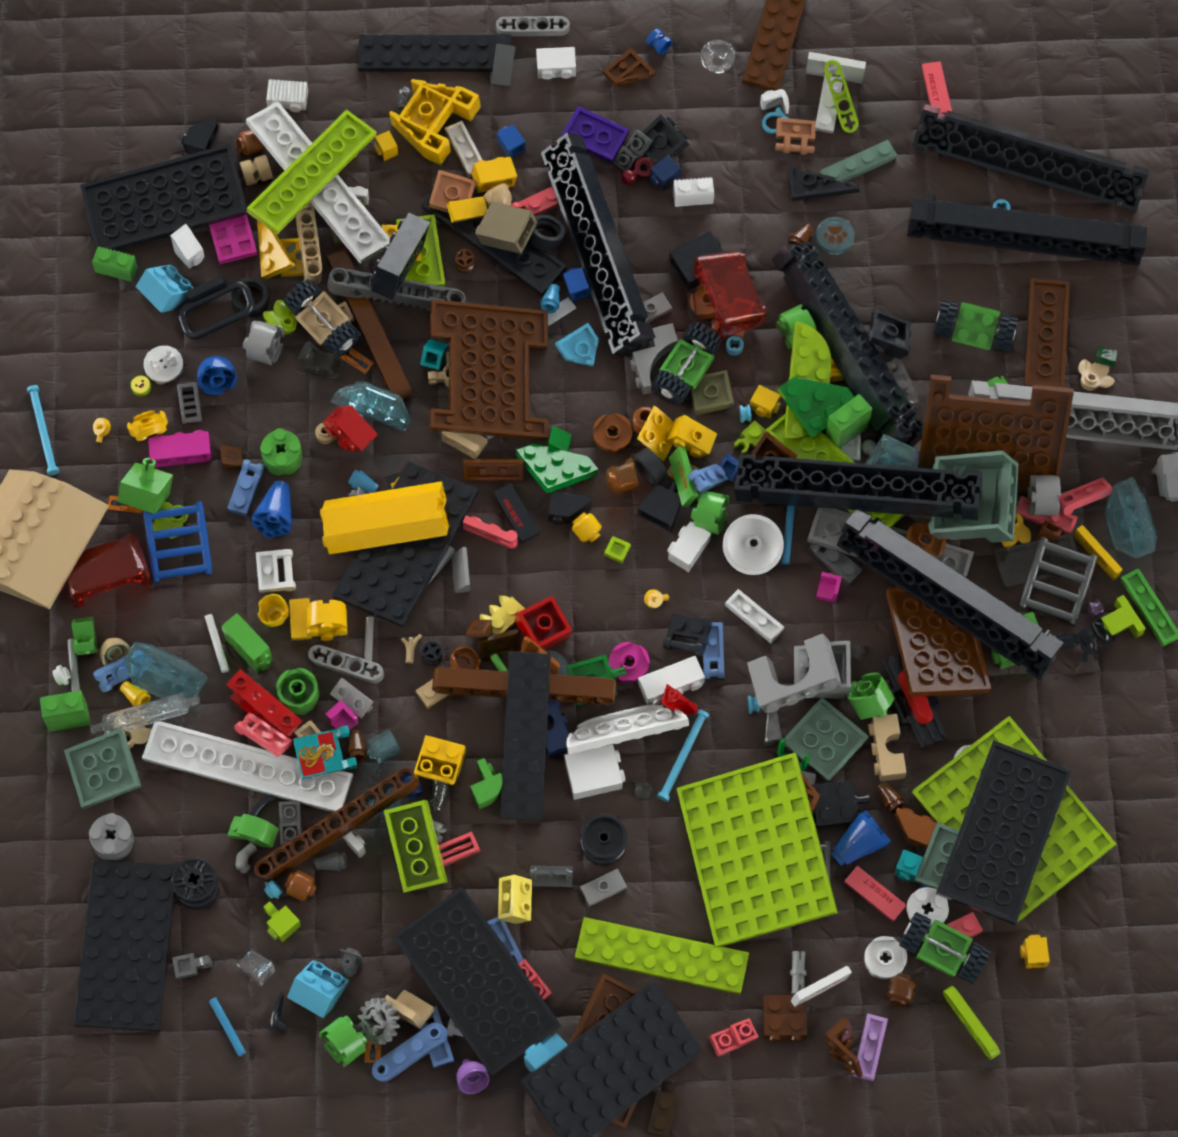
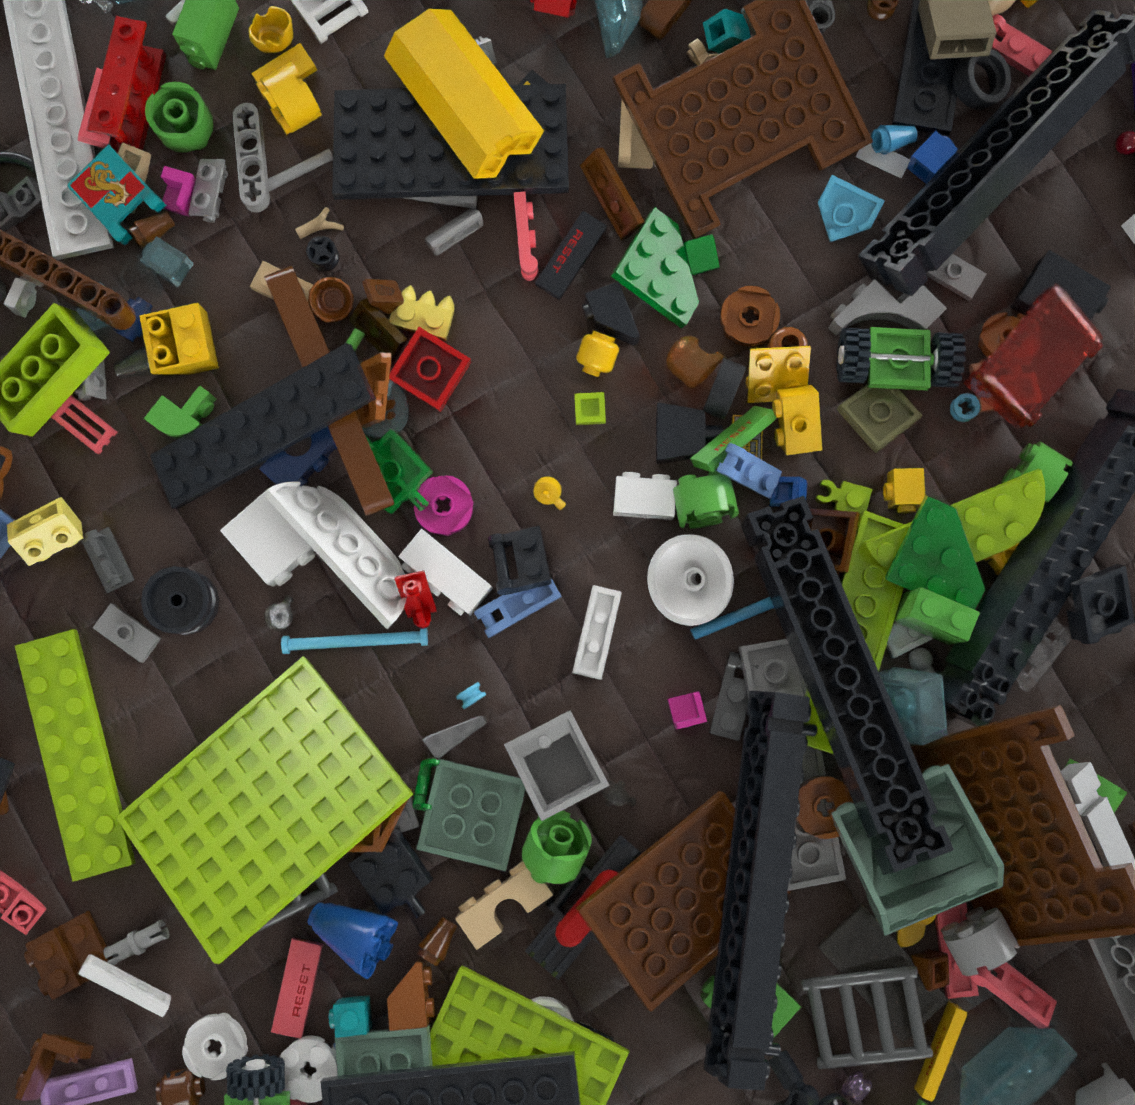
camera: 65 degrees right, 15 degrees up
(361, 480) = (505, 43): dark azure cone -> none
(745, 413) = (874, 472): medium azure bush -> none
(821, 677) = (538, 772): light grey arch -> none

